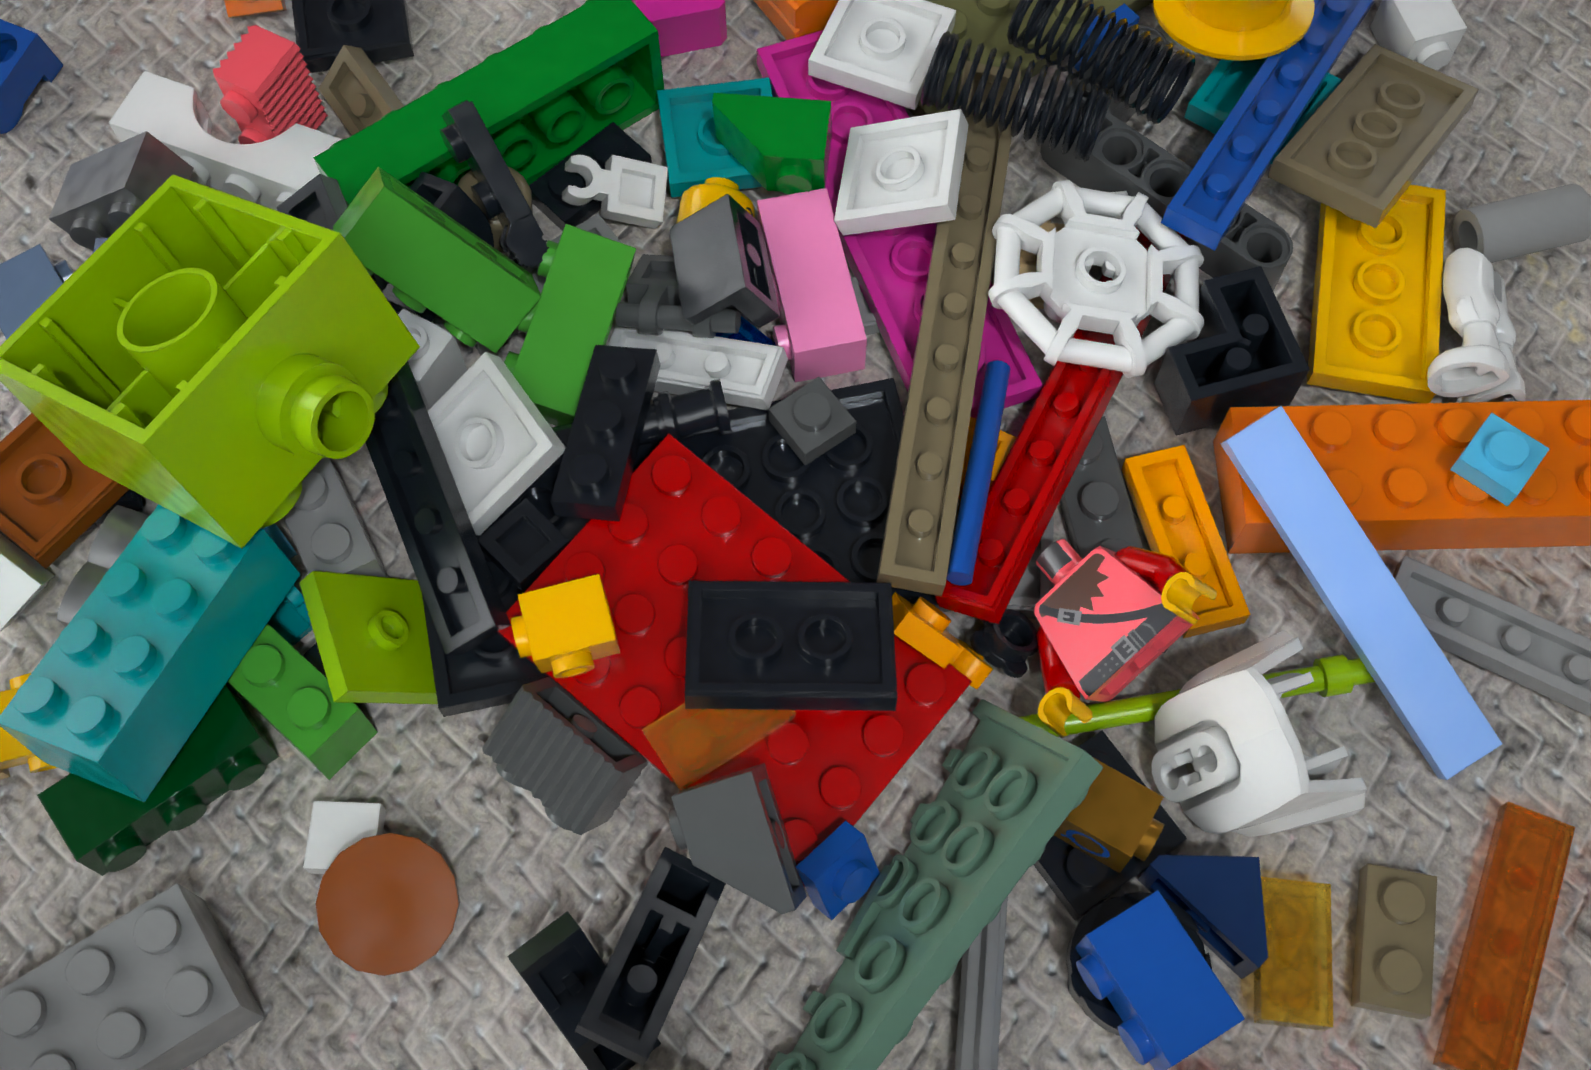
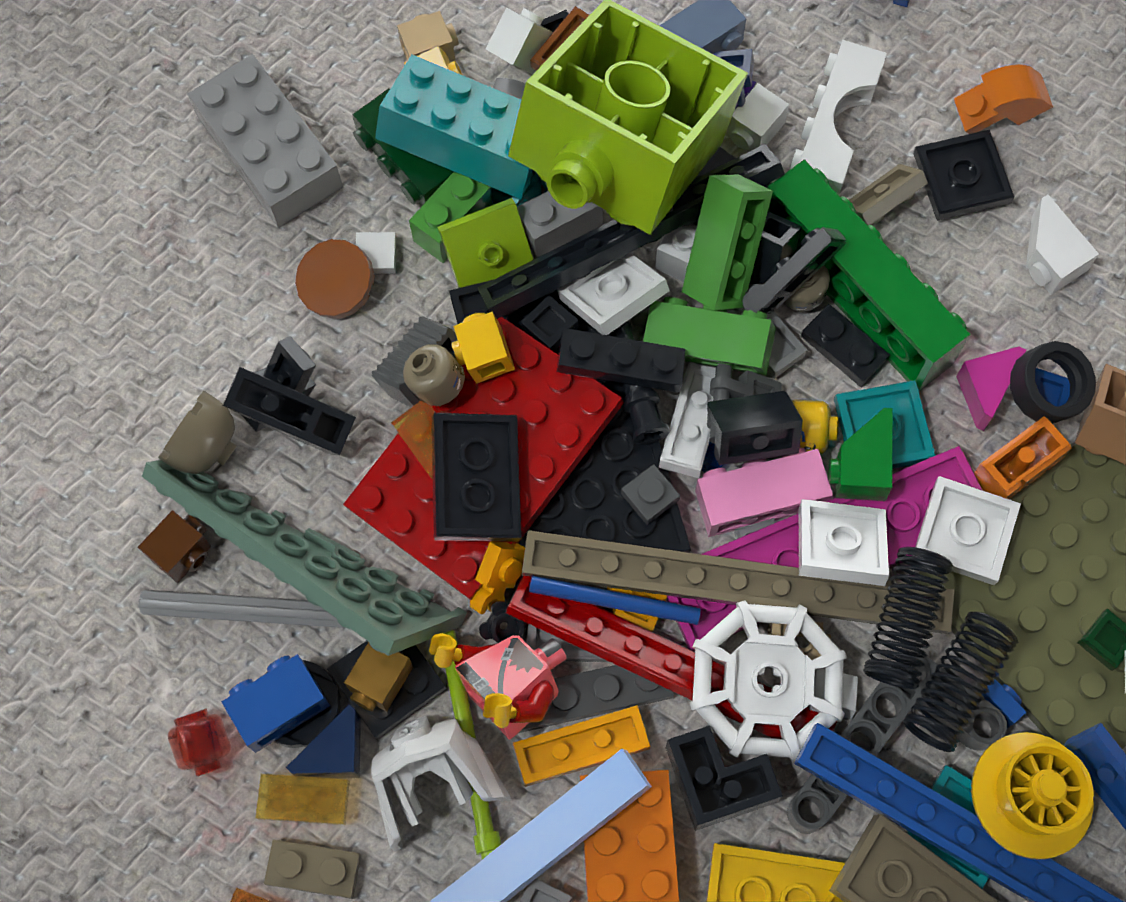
camera: 90 degrees right, 5 degrees up
(112, 185) = (786, 57): flat silver brick -> none
(267, 86) = (873, 129): coral brick -> none
(605, 684) = (433, 375): none -> dark tan head
(627, 187) = (827, 368): white plate -> none
(739, 836) = (362, 460): dark grey slope -> none
(838, 870) = (351, 523): blue plate -> none

